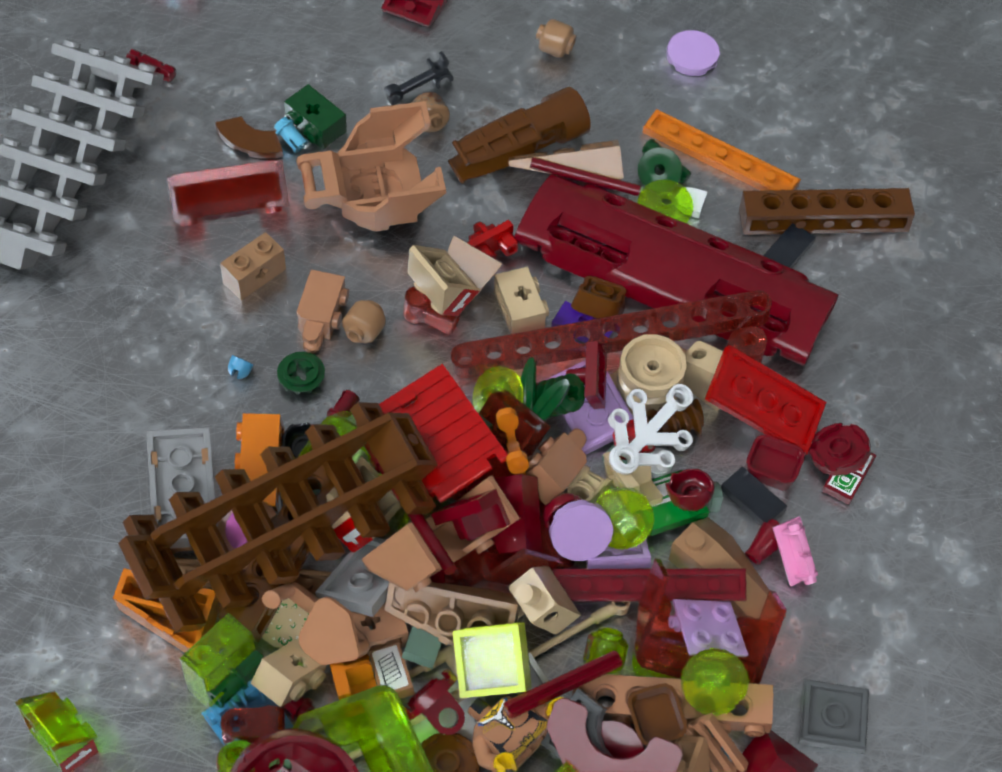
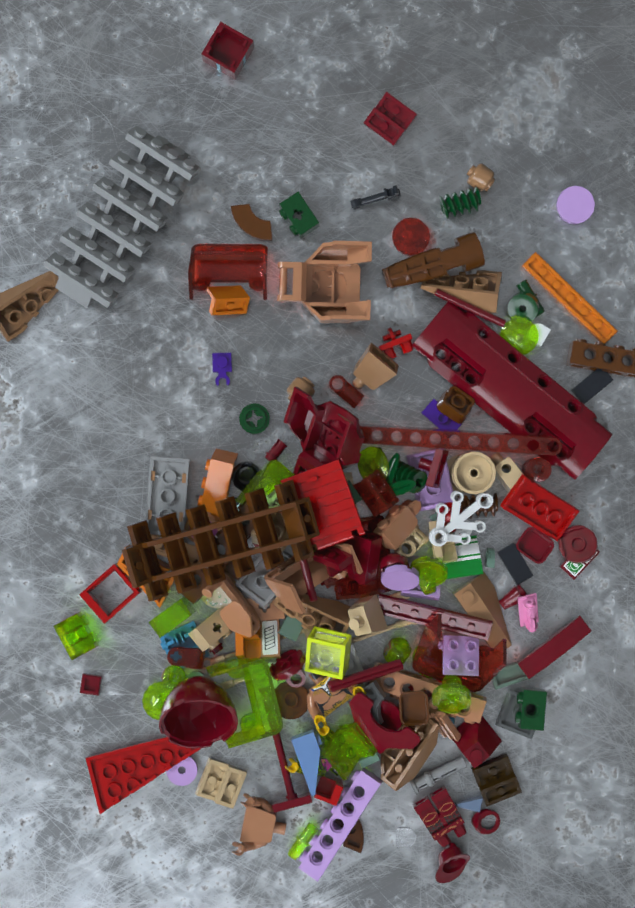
camera: 10 degrees right, 30 degrees up
(69, 660) = (94, 603): none -> red window
(168, 70) = (194, 145): dark red axle -> none
(232, 227) = (228, 300): none -> orange panel
(236, 679) = (181, 630): dark green axle -> none
(238, 316) = (222, 364): none -> dark purple plate
(241, 365) = (217, 406): dark azure hinge -> none
(253, 266) = (237, 333): medium nougat brick -> none
(290, 134) = (279, 227): medium azure pin -> none
(320, 308) = (274, 374): nougat hinge -> none
(416, 345) = (324, 431): none -> dark red piece
(437, 110) = (378, 226): medium nougat head -> none
(440, 280) = (355, 382): tan slope -> none
(474, 114) = (410, 236): none -> clear red tile
(507, 422) = (371, 536): orange piece -> none
(520, 300) = (400, 404): tan brick -> none
(536, 67) = (464, 201): none -> dark green piece
(690, 489) = (474, 561): dark red hair -> none
(798, 659) = (509, 675): none -> sand green tile
(853, 599) = (554, 647): none -> dark red slope
(853, 675) = (532, 720): none -> dark green brick

